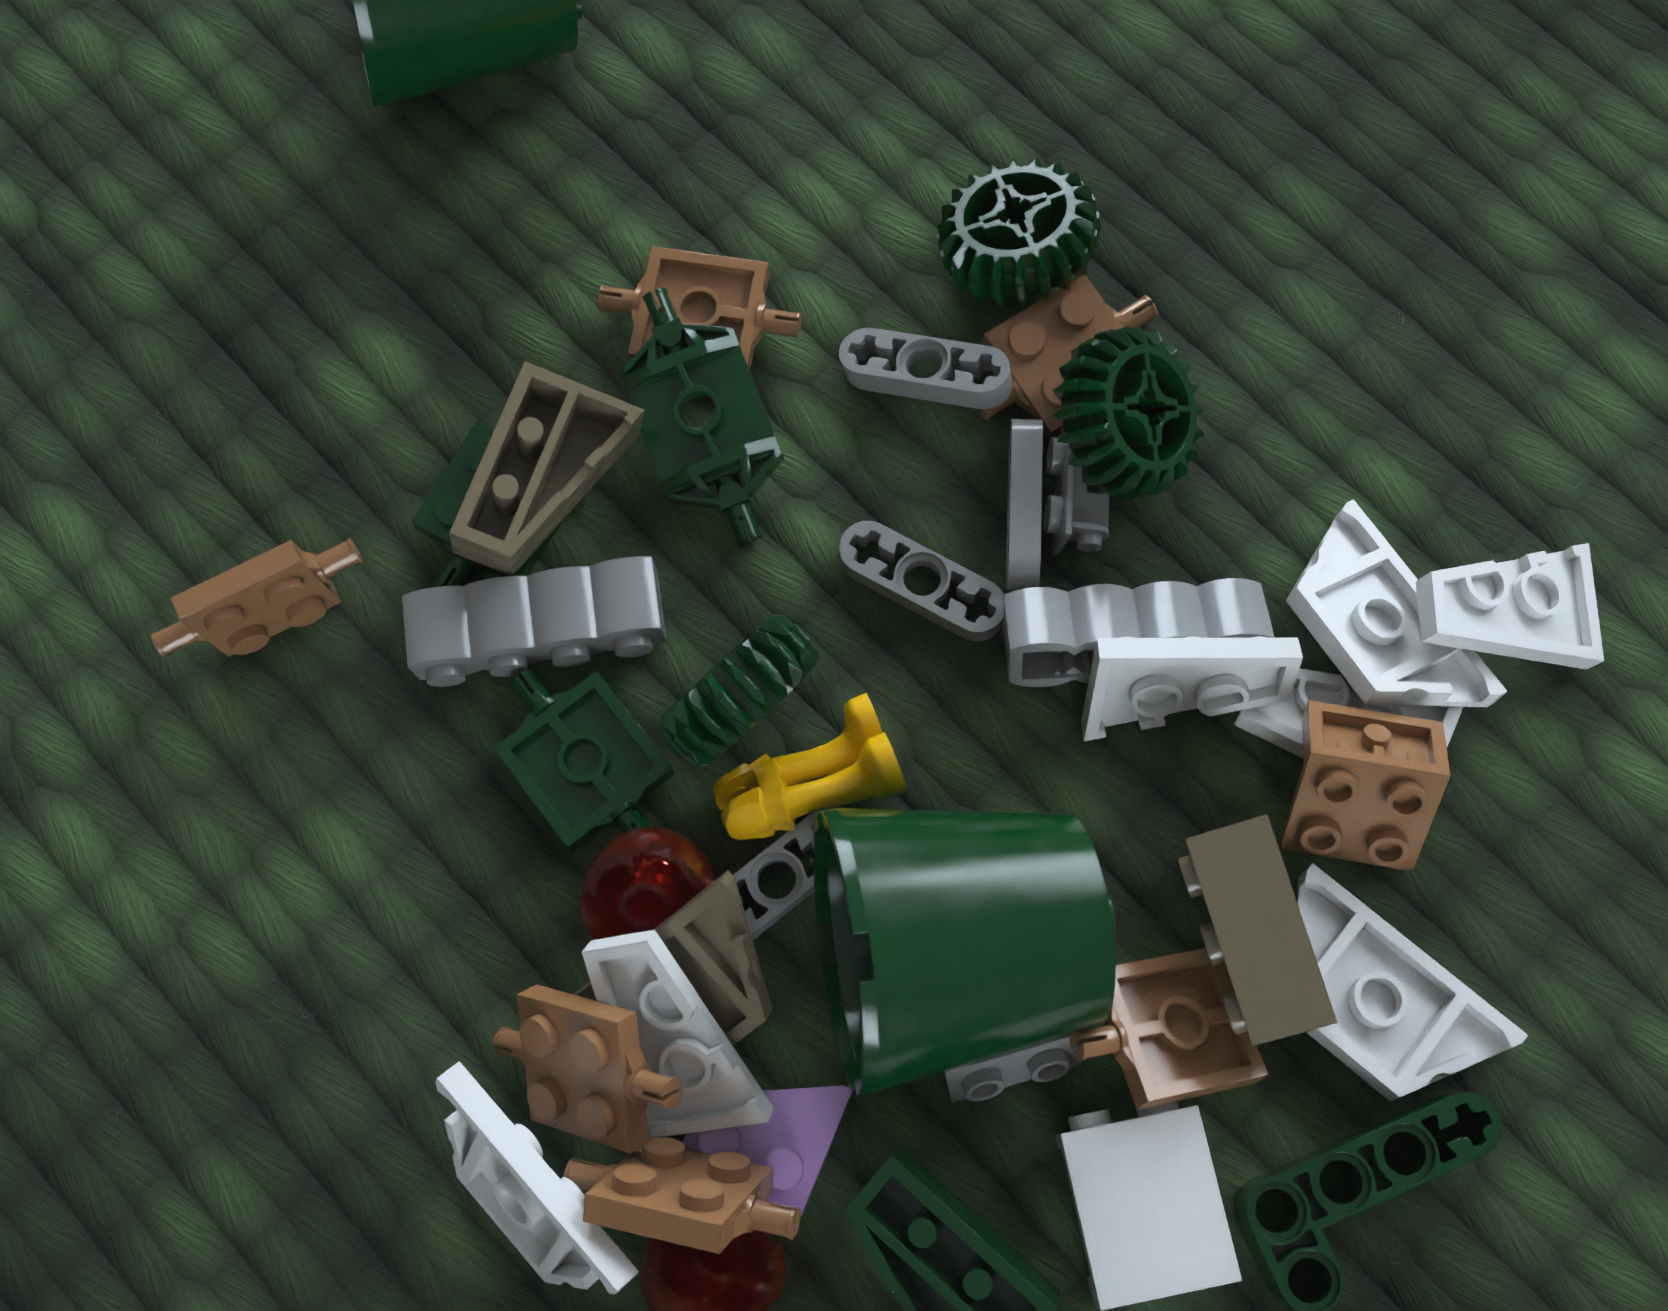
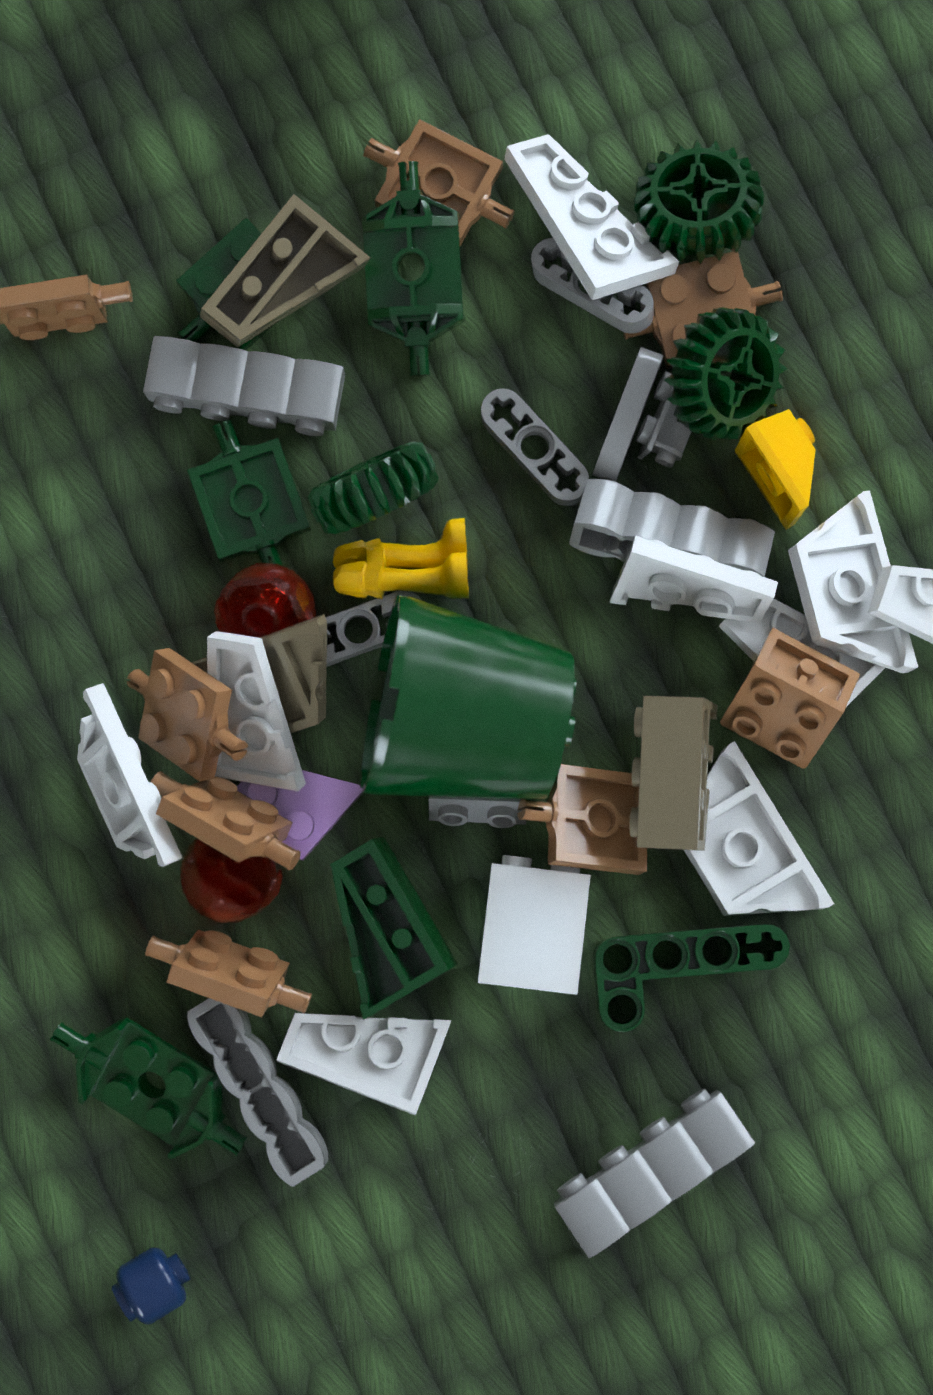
camera: 15 degrees right, 10 degrees up
(892, 296) = (585, 223): none -> white wing
(1236, 503) = (780, 462): none -> yellow slope

